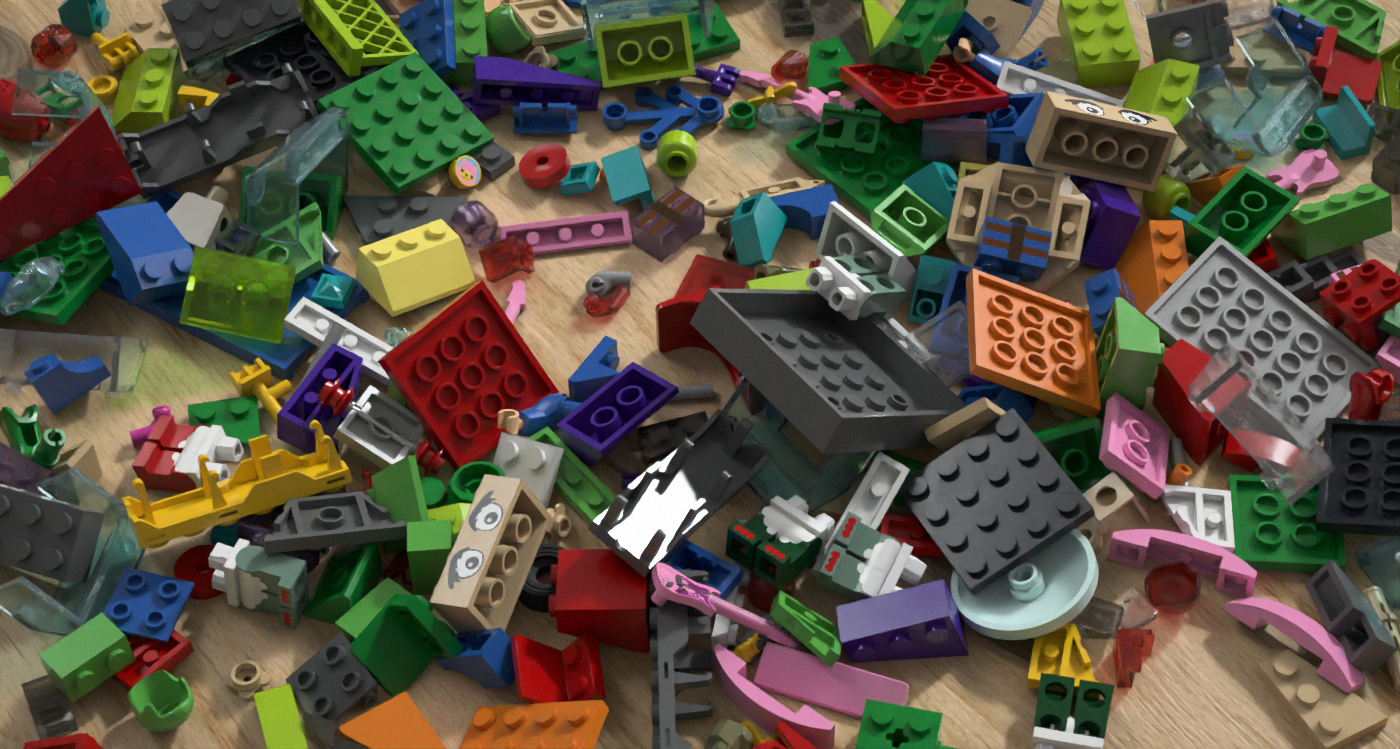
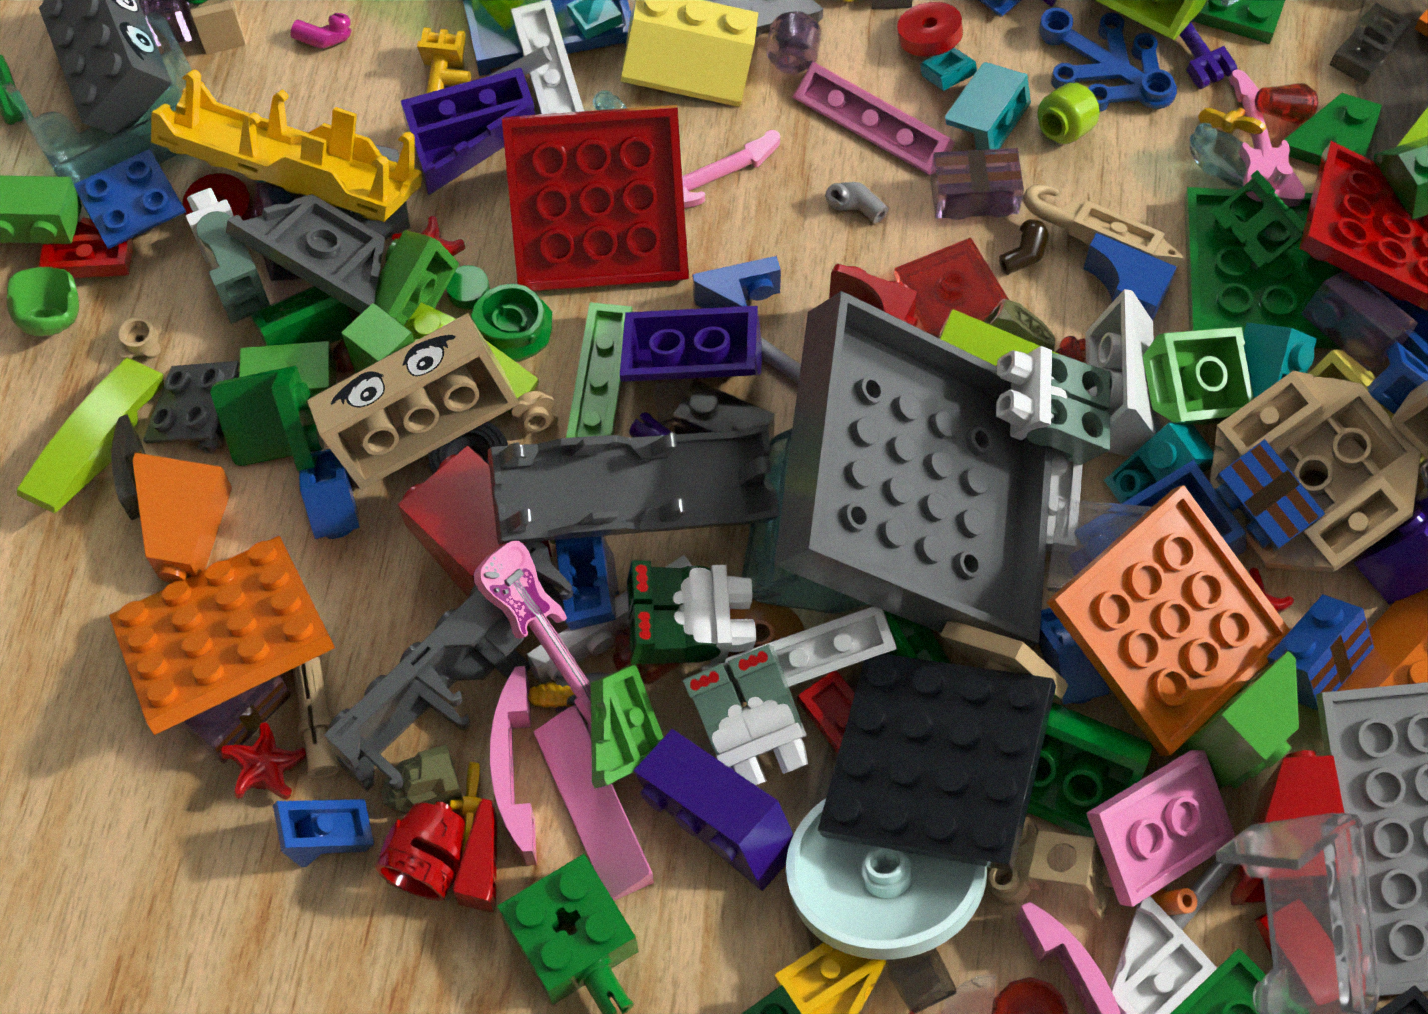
camera: 45 degrees right, 15 degrees up
(173, 451) = (314, 85): hips -> none
(236, 415) = (386, 76): green wing -> none
(379, 428) = (471, 187): light grey plate -> none
(507, 258) = (787, 102): clear red bracket -> none
(531, 461) = (569, 337): white wing -> none
(545, 413) = (621, 288): blue arm -> none
(558, 675) = (360, 564): red bracket -> none
(609, 306) = (829, 226): clear red arm -> none
(742, 116) = (1184, 112): green plate -> none
(756, 229) = (1049, 258): teal slope -> none

